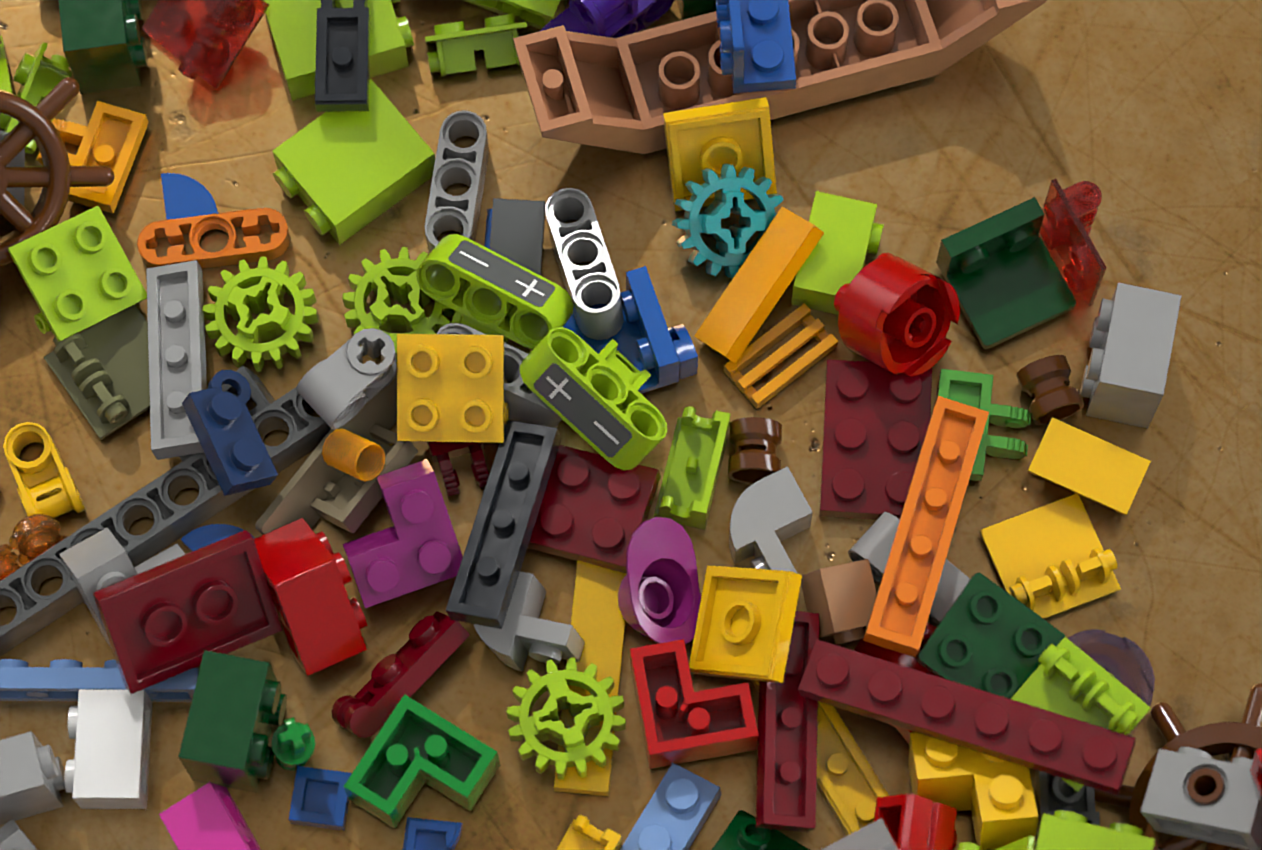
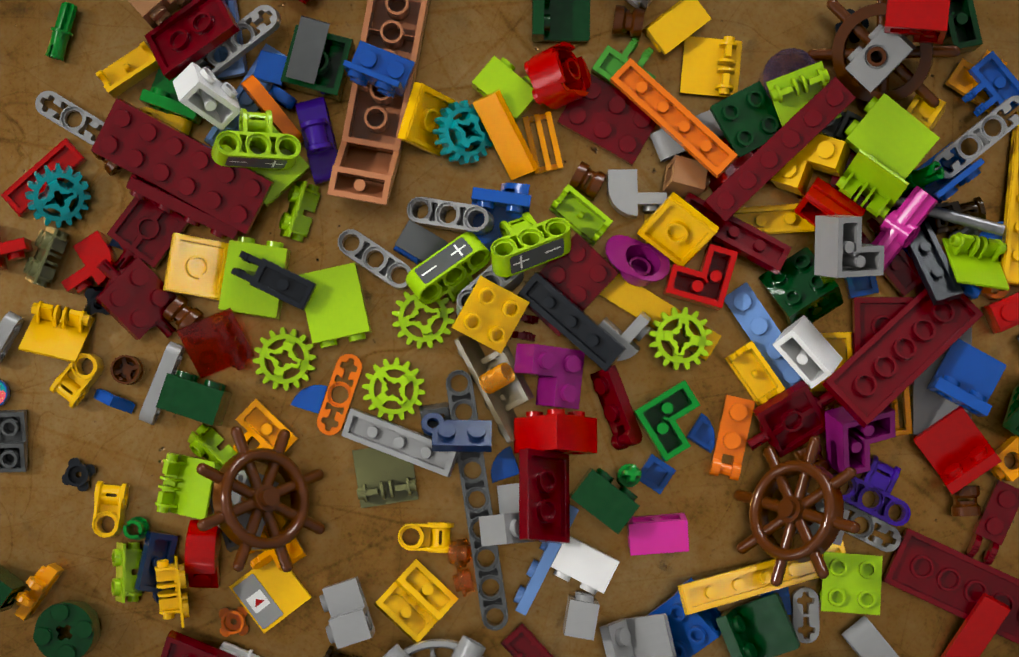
camera: 65 degrees left, 15 degrees up
(77, 274) = (331, 472): lime hinge -> none
(207, 126) = (290, 346): none -> lime gear
(343, 384) = (461, 366): light grey piece -> none

